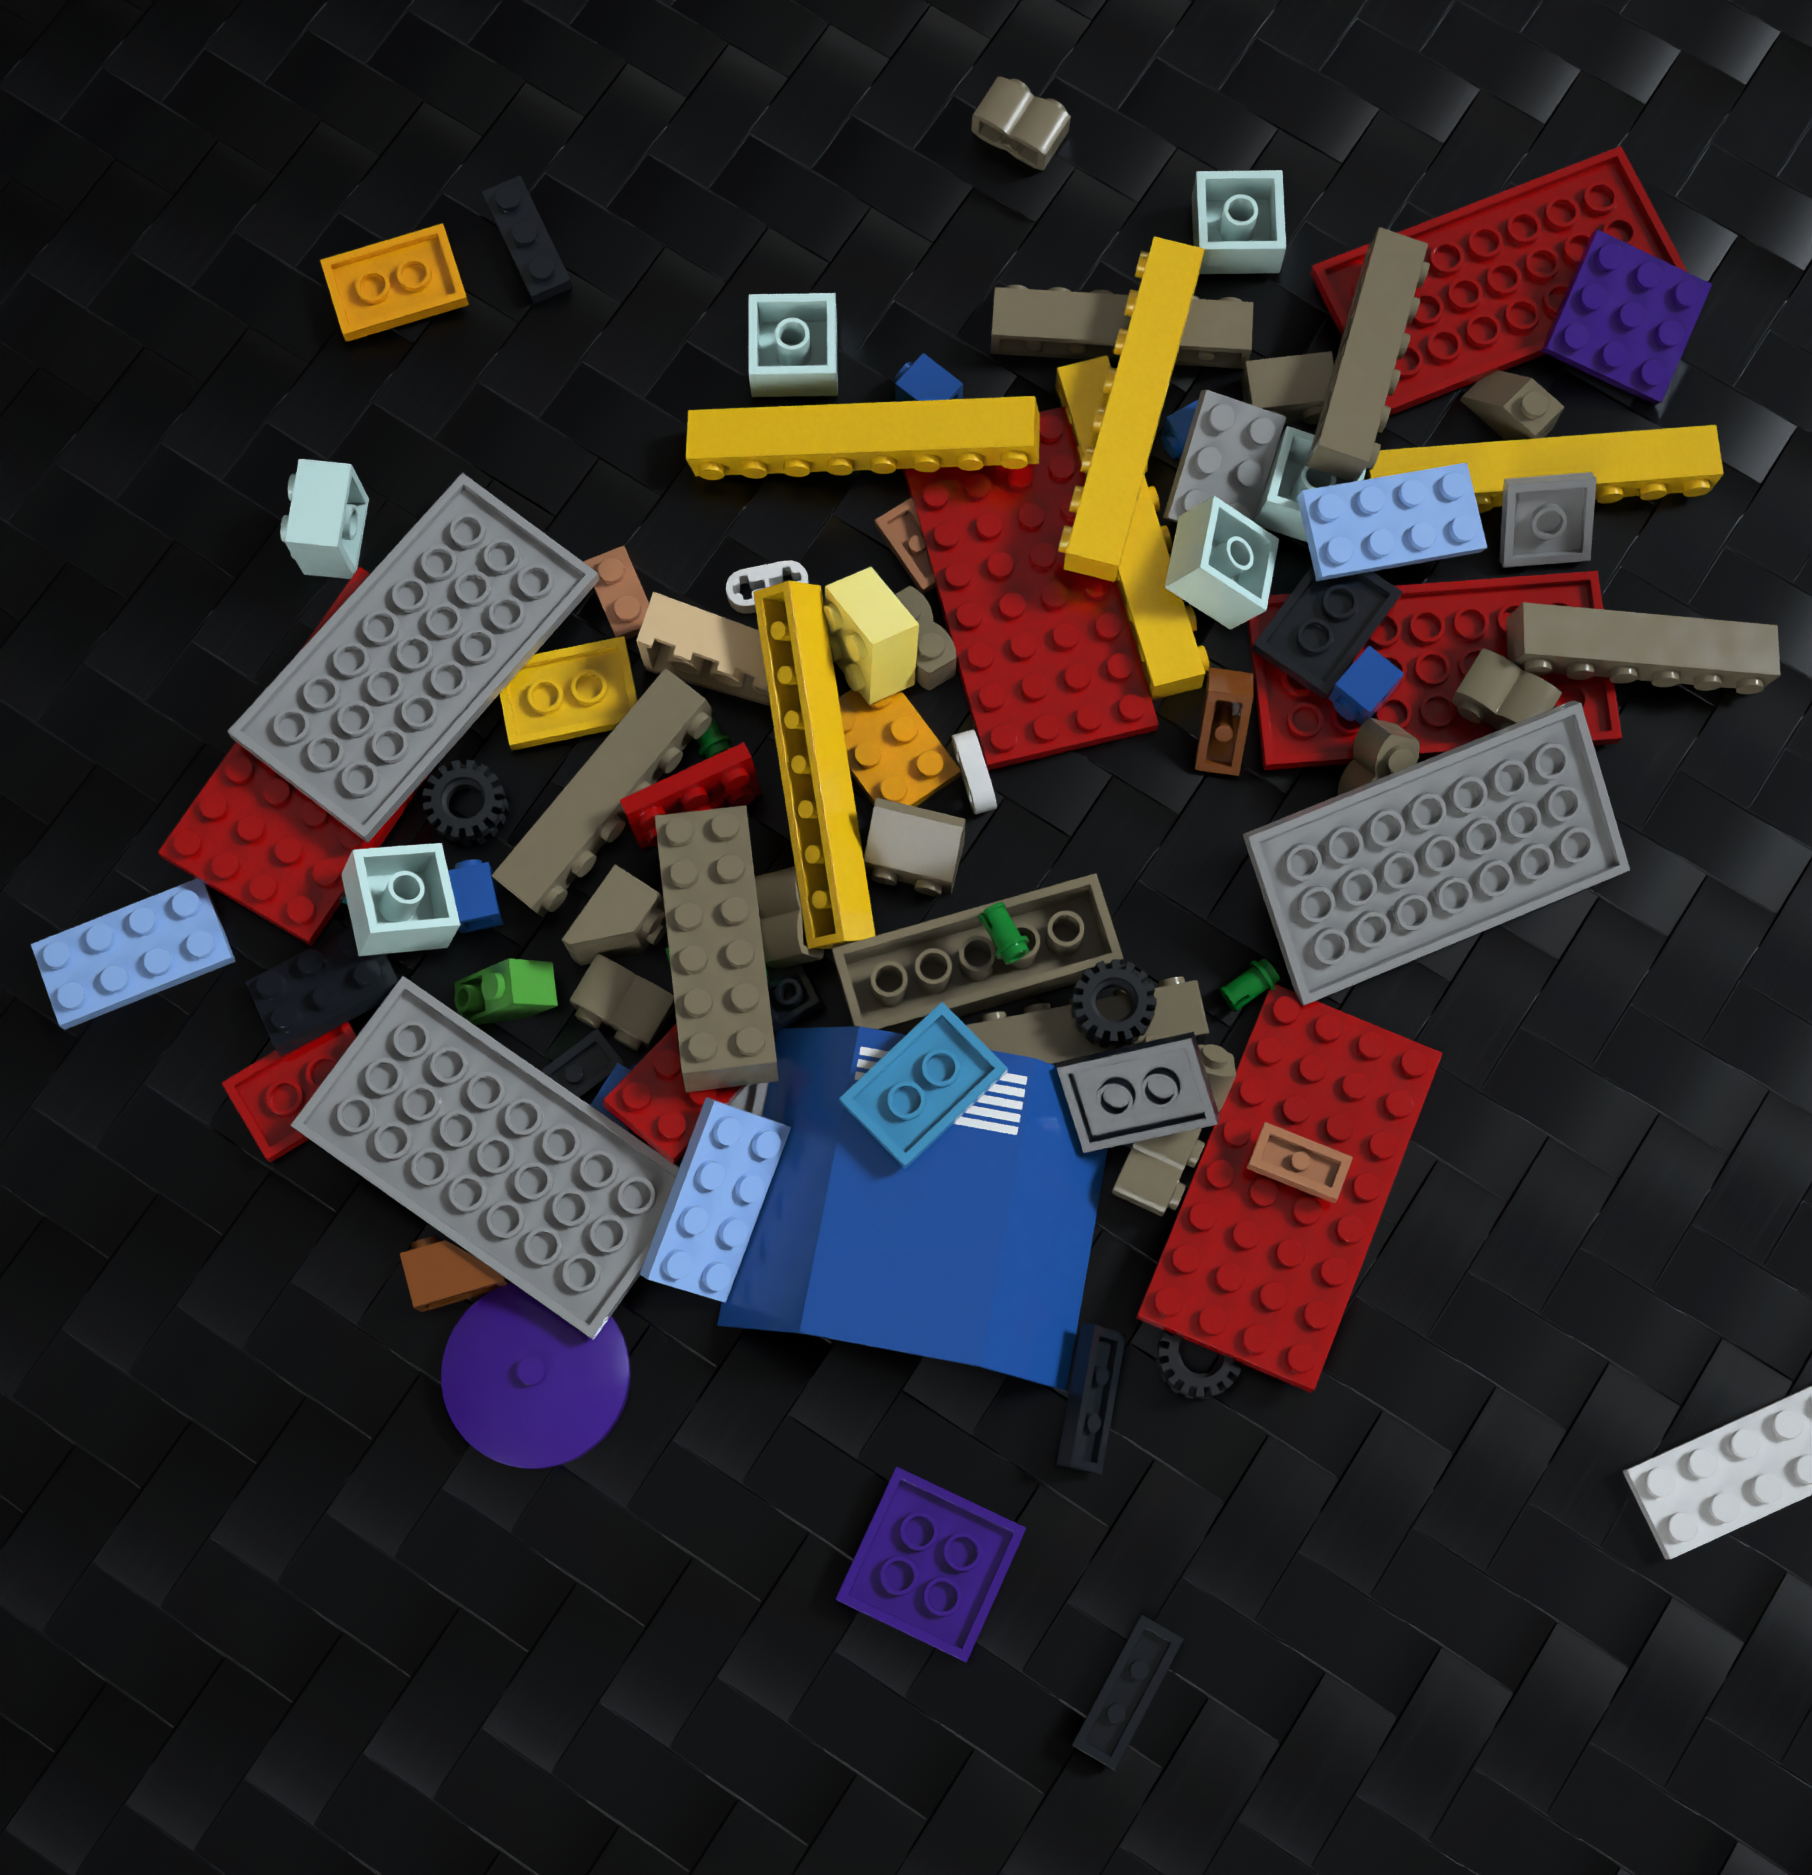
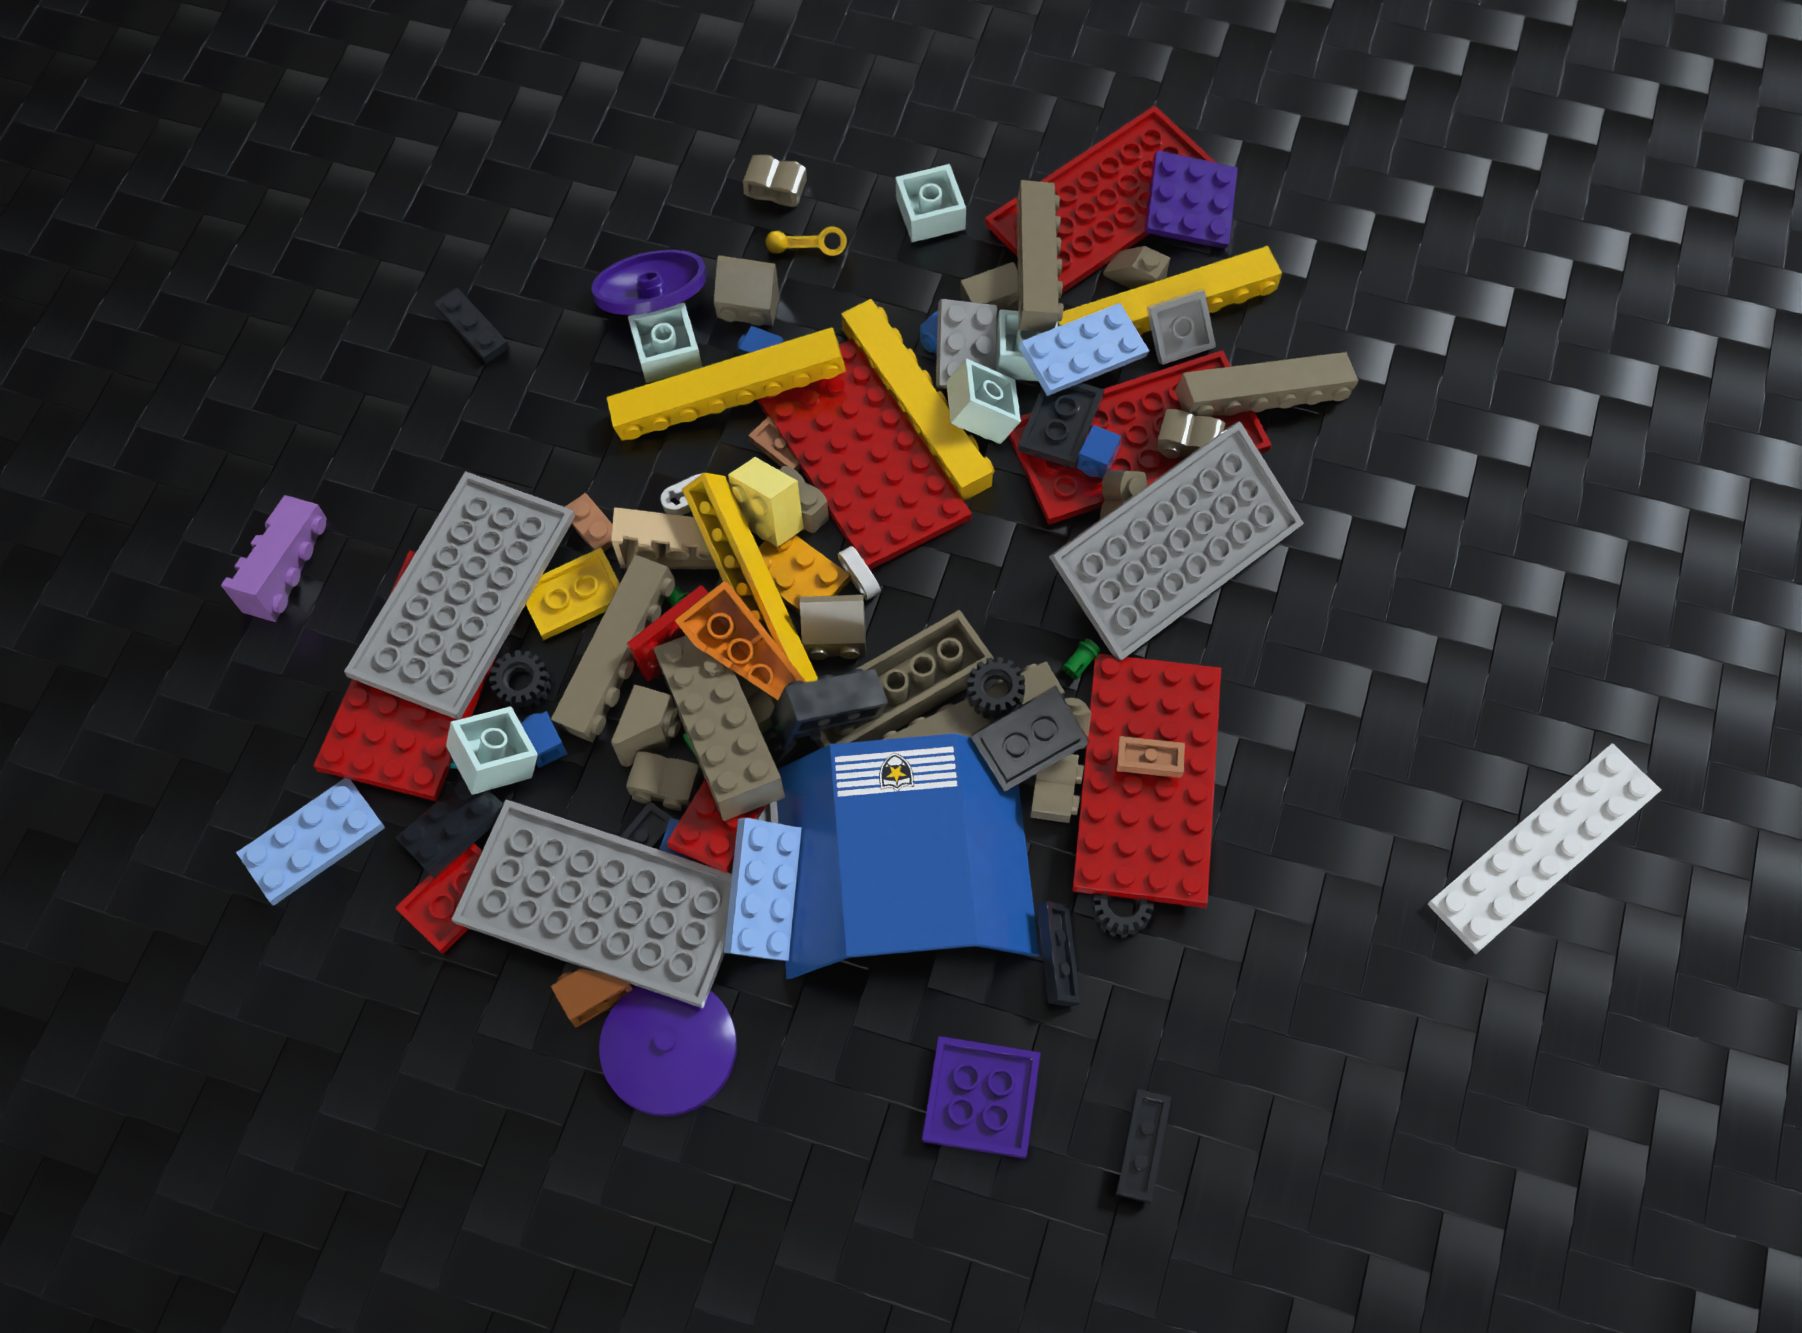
camera: 15 degrees left, 10 degrees down
(175, 531) = (276, 559): none -> medium lavender wedge
(325, 518) = (378, 523): light aqua brick -> none
(394, 282) = (389, 370): light orange plate -> none
(506, 991) = (581, 793): bright green slope -> none
(770, 836) = (733, 636): none -> orange wedge
(794, 245) = (649, 282): none -> dark purple dish
(872, 968) = (826, 703): none -> black wedge
(923, 1085) = (884, 768): dark azure plate -> none
(930, 296) = (746, 291): none -> dark tan slope
(999, 223) = (778, 242): none -> yellow piece
(1004, 934) = (910, 661): green pin -> none
(1087, 326) = (881, 280): dark tan brick -> none
(1133, 409) = (897, 326): yellow brick -> none
(1224, 721) = (1014, 500): dark orange slope -> none

